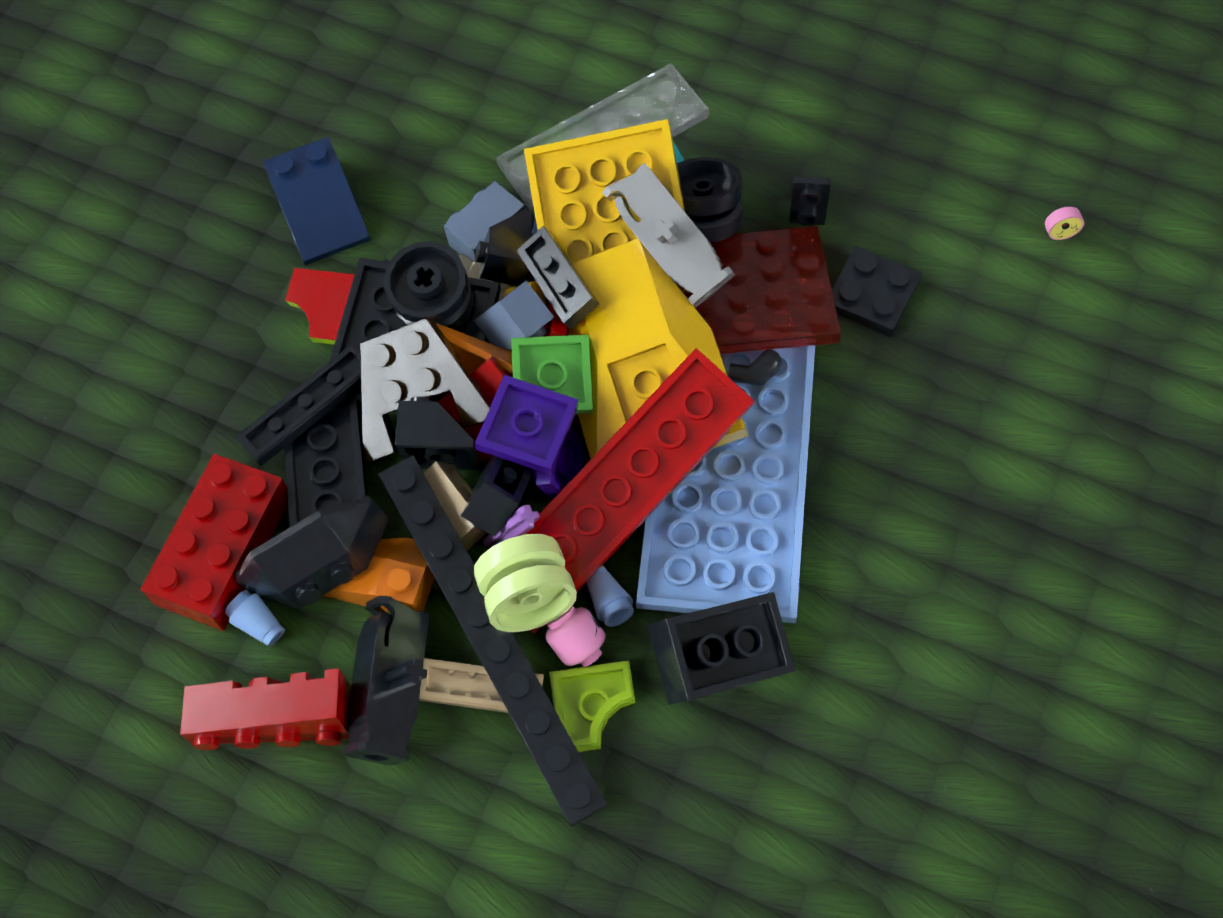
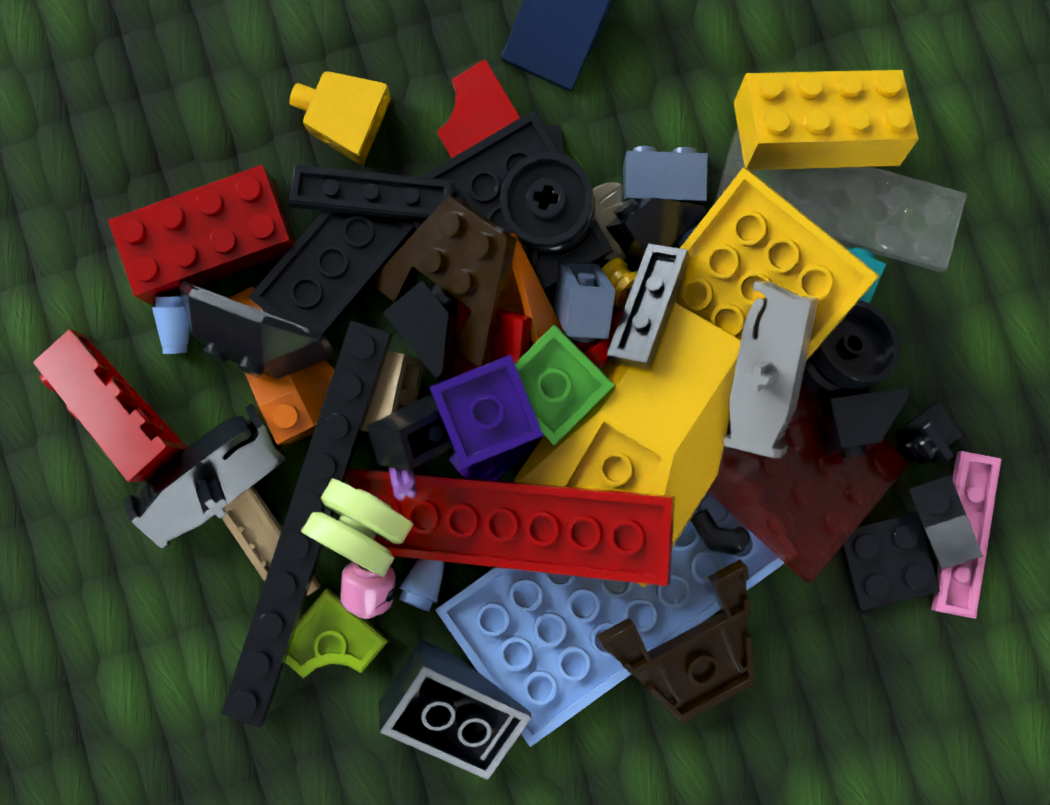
camera: 40 degrees right, 20 degrees up
(232, 383) = (343, 112): none -> yellow torso
(542, 99) = (824, 119): none -> yellow brick
(755, 226) = (857, 421): none -> black slope
(838, 451) = (700, 664): none -> dark brown wing
(874, 228) = (945, 522): none -> black slope
(898, 231) = (976, 484): none -> bright pink tile

